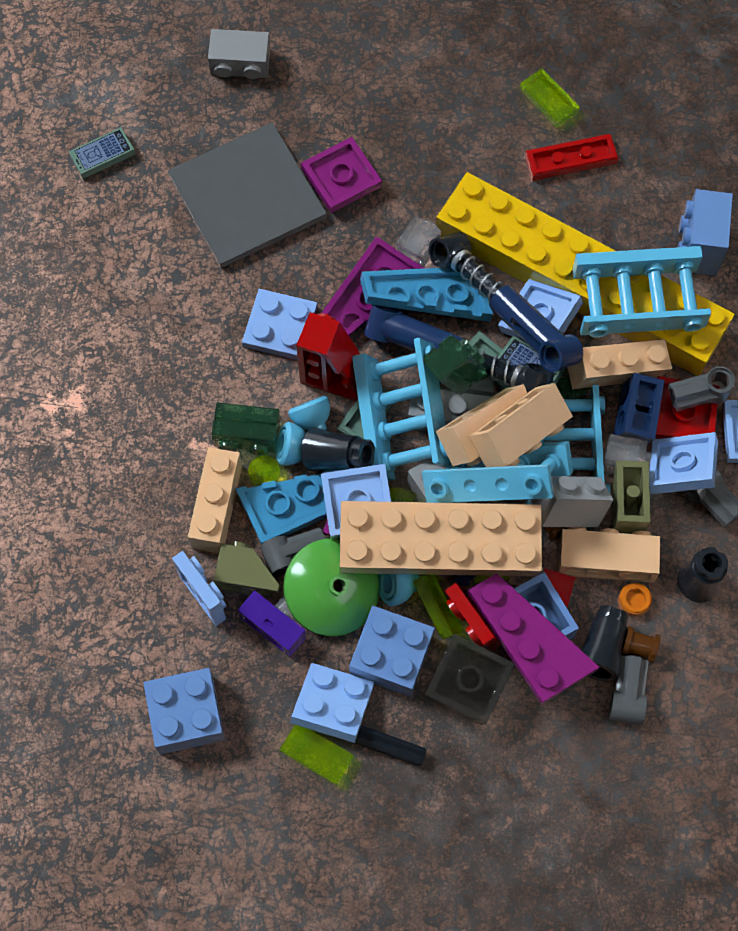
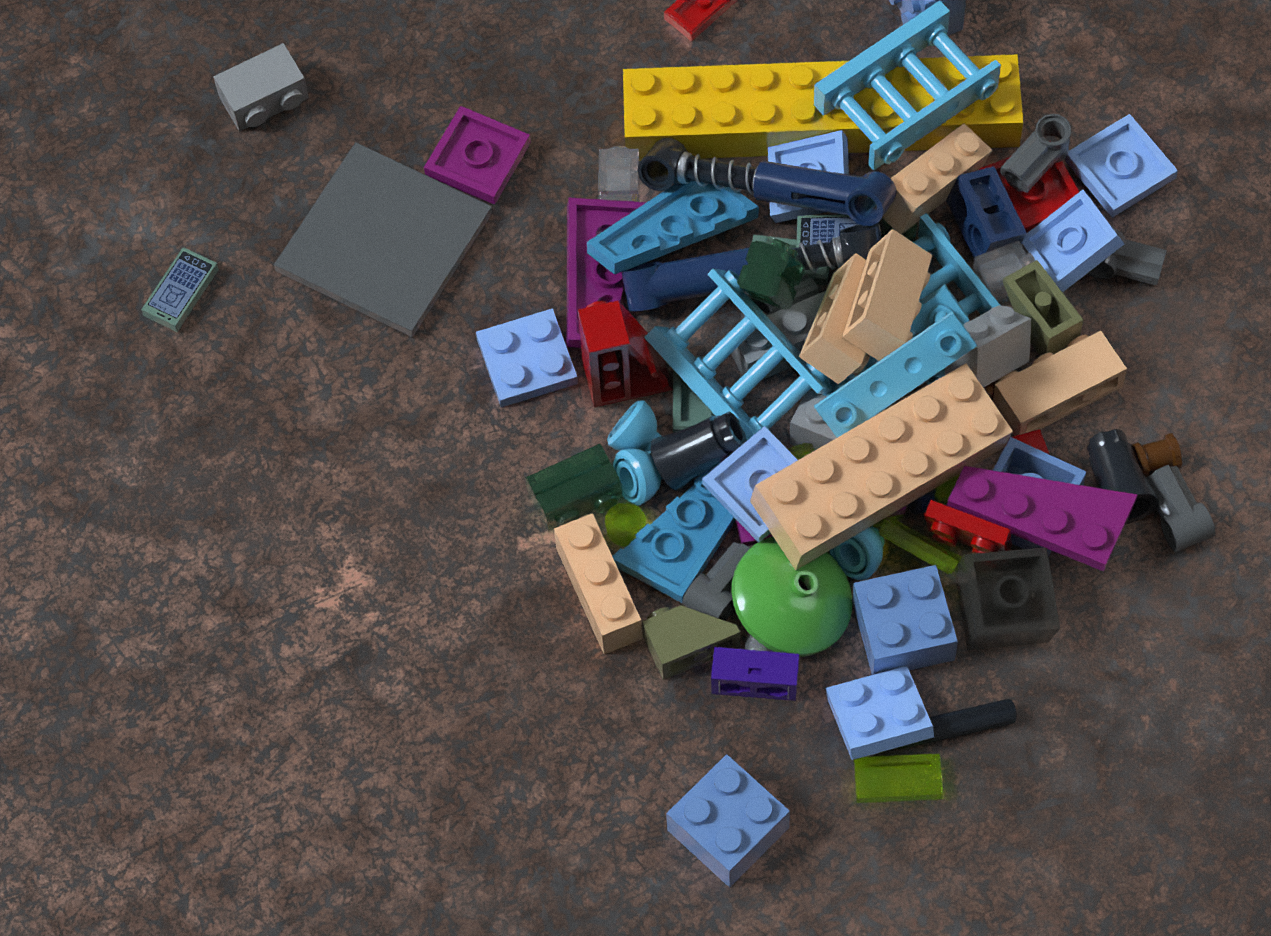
camera: 30 degrees left, 5 degrees down
(206, 594) = (652, 681): light blue plate -> none
(635, 599) = (1116, 413): orange tile -> none
(703, 575) = (1171, 345): black plant -> none

